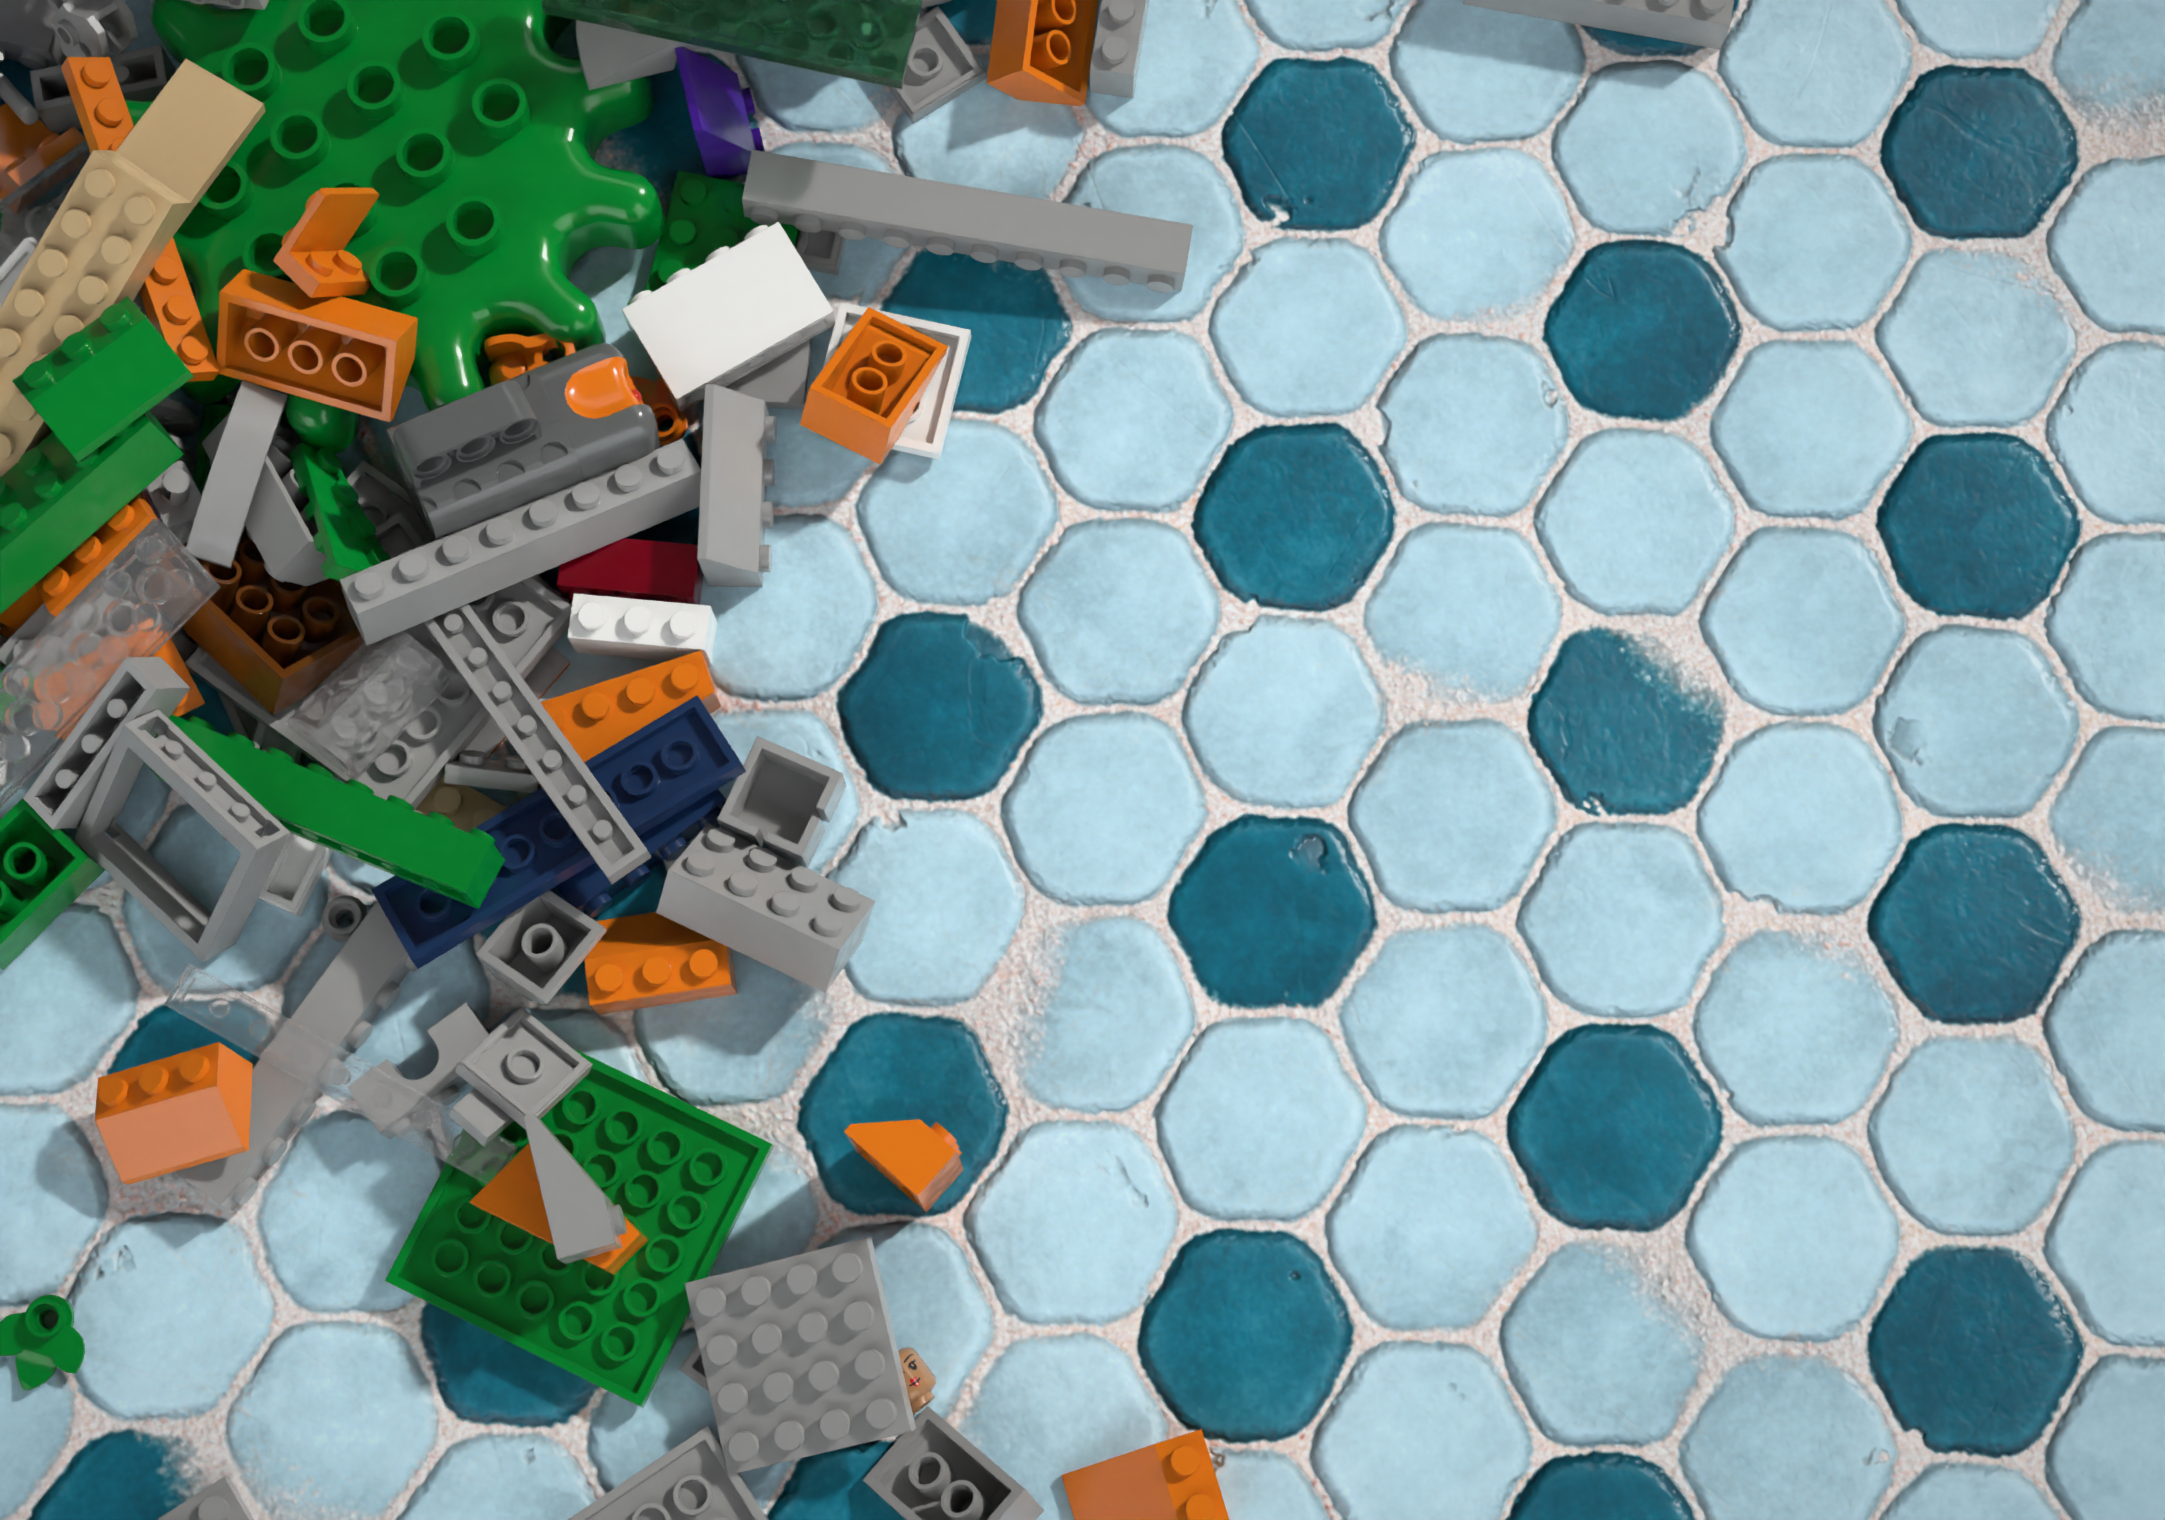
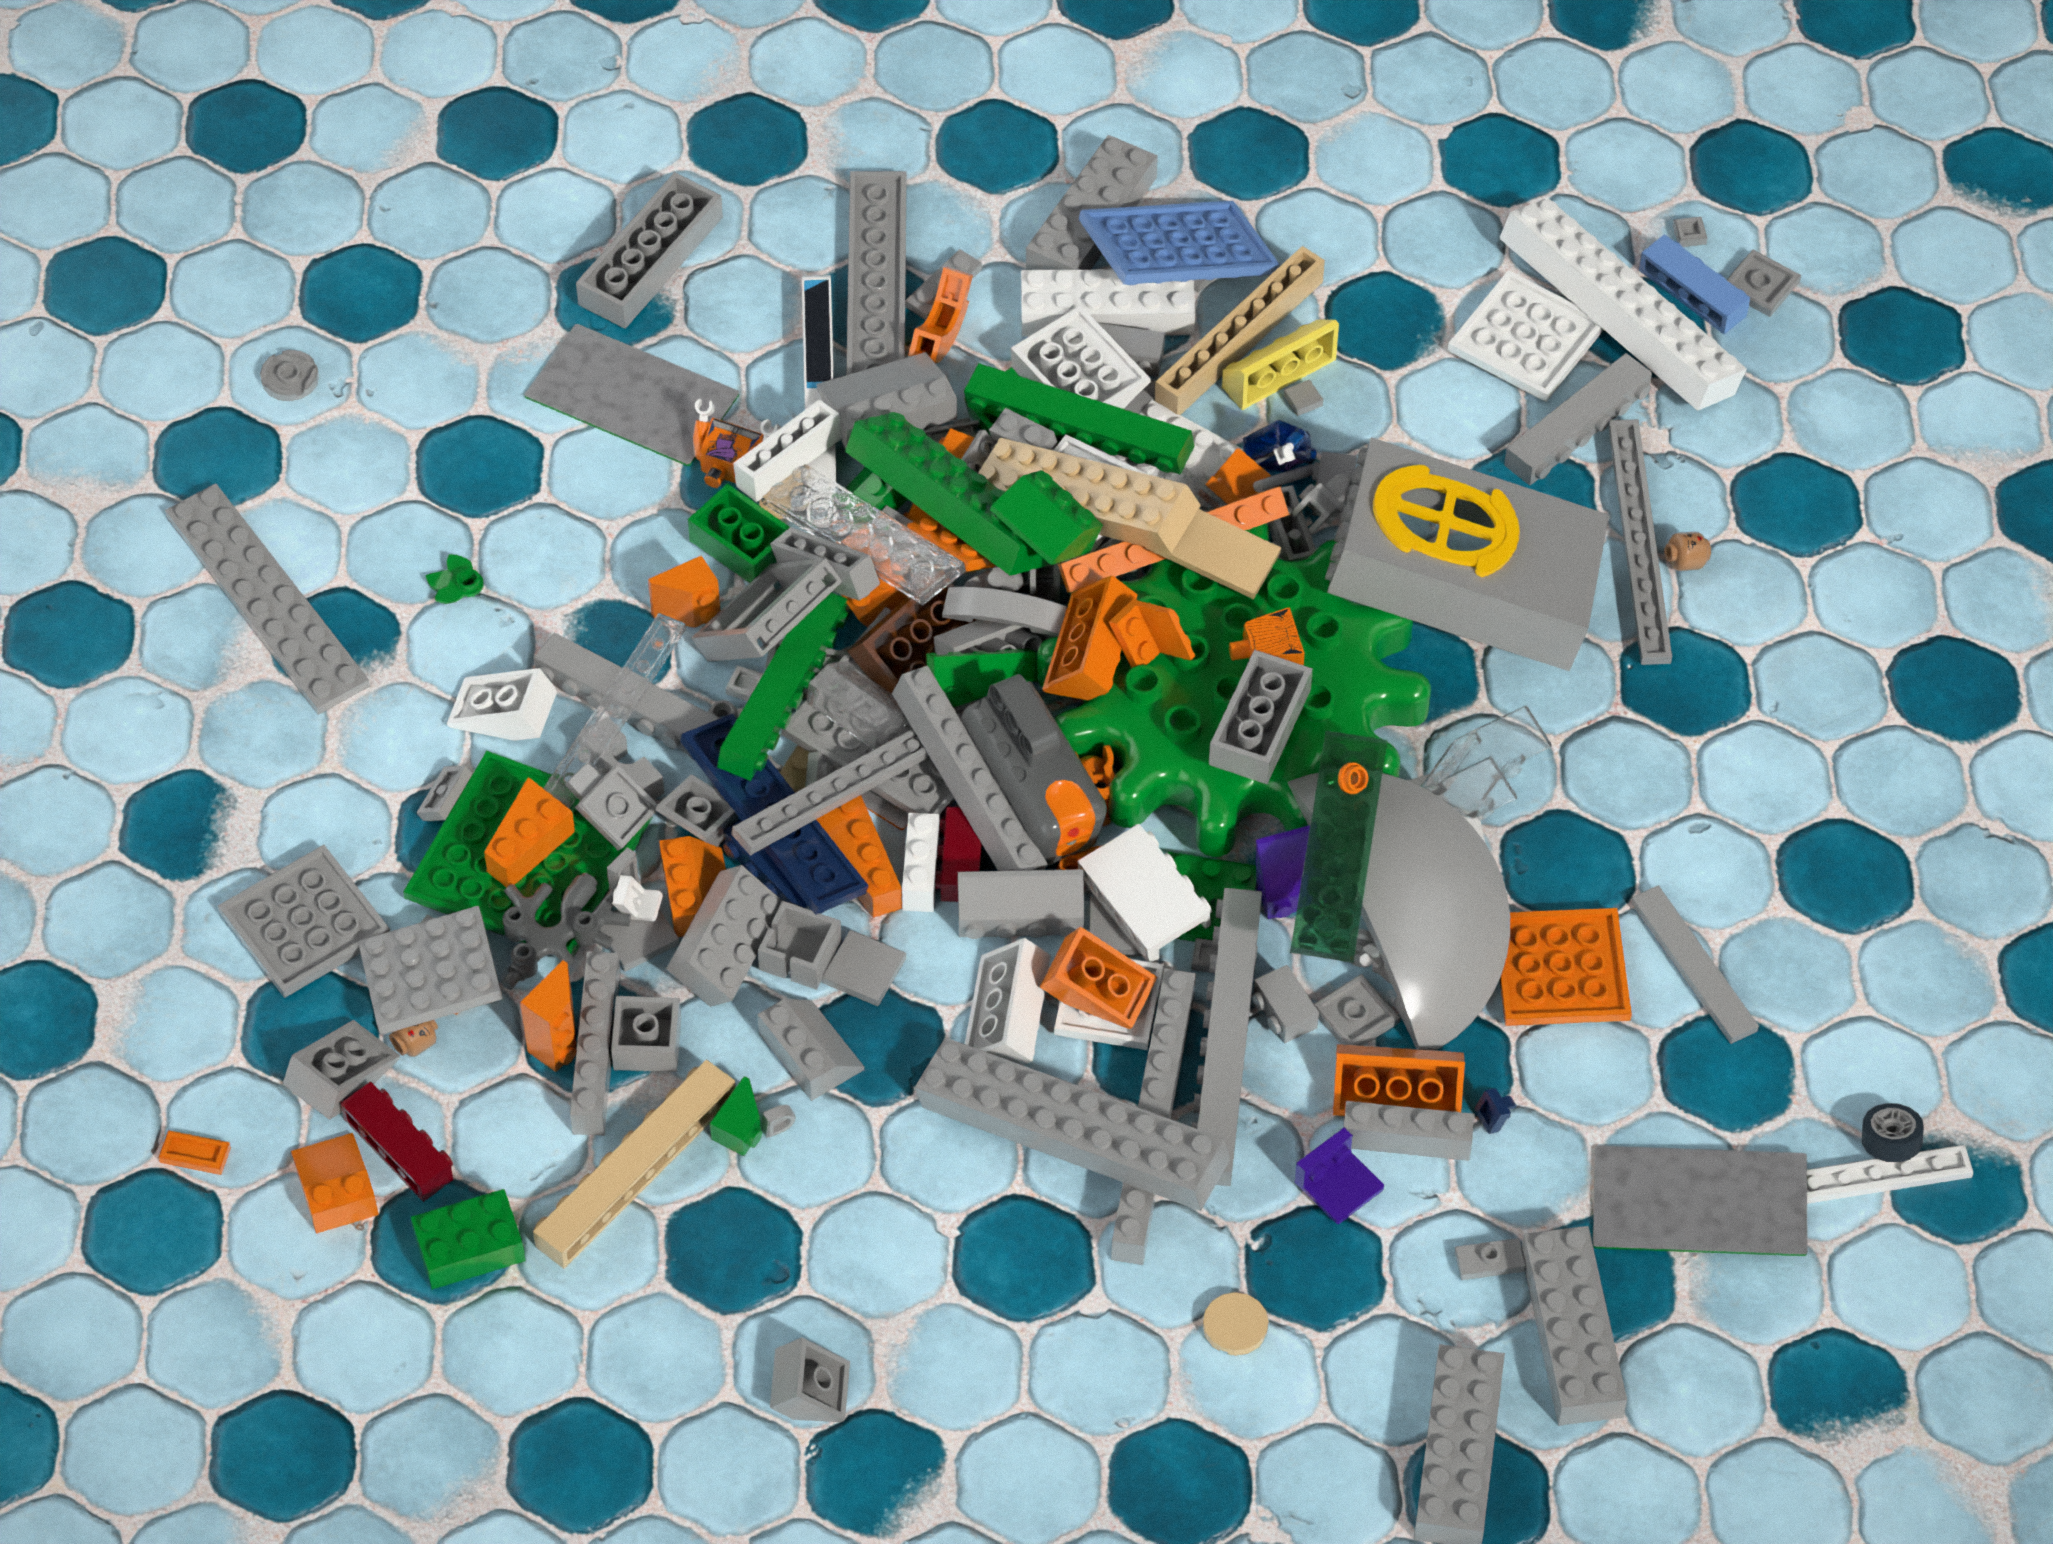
camera: 85 degrees right, 20 degrees down
(124, 963) = (686, 593): none -> orange slope
(175, 1112) = (591, 626): orange slope -> none
(296, 1257) = (504, 704): none -> white slope
(360, 82) = (1270, 634): none -> orange torso
(457, 1346) = (444, 793): none -> light grey plate
(495, 99) = (1260, 716): none -> light grey brick
(576, 1207) = (525, 822): light grey slope -> none
(648, 1060) = (624, 865): none -> light grey tile
(692, 1038) = (633, 899): none -> white bracket
(729, 1048) = (640, 940): none -> light grey tile
(752, 1169) = (541, 941): none -> dark grey plant
(813, 714) = (864, 968): none -> light grey tile
(896, 519) = (1008, 1001): none -> white slope
(915, 143) = (1285, 1004): none -> light grey brick
(923, 1027) = (646, 1033): none -> light grey brick
(947, 796) = (807, 1046): none -> light grey slope
(955, 1104) = (595, 1044): none -> light grey brick
(1069, 894) = (738, 1120): none -> green slope
(1072, 842) = (777, 1120): none -> light grey tile
(1087, 1402) = (398, 1141): none -> dark red brick
(1089, 326) = (1158, 1097): none -> light grey brick
(1122, 421) = (1073, 1123): none -> light grey brick
(1138, 1047) = (633, 1164): none -> tan brick
(1195, 98) = (1337, 1177): none -> dark purple bracket
(1262, 1290) = (468, 1239): none -> green brick
(1408, 243) = (1235, 1323): none -> tan tile
(1502, 803) = (809, 1382): none -> light grey slope

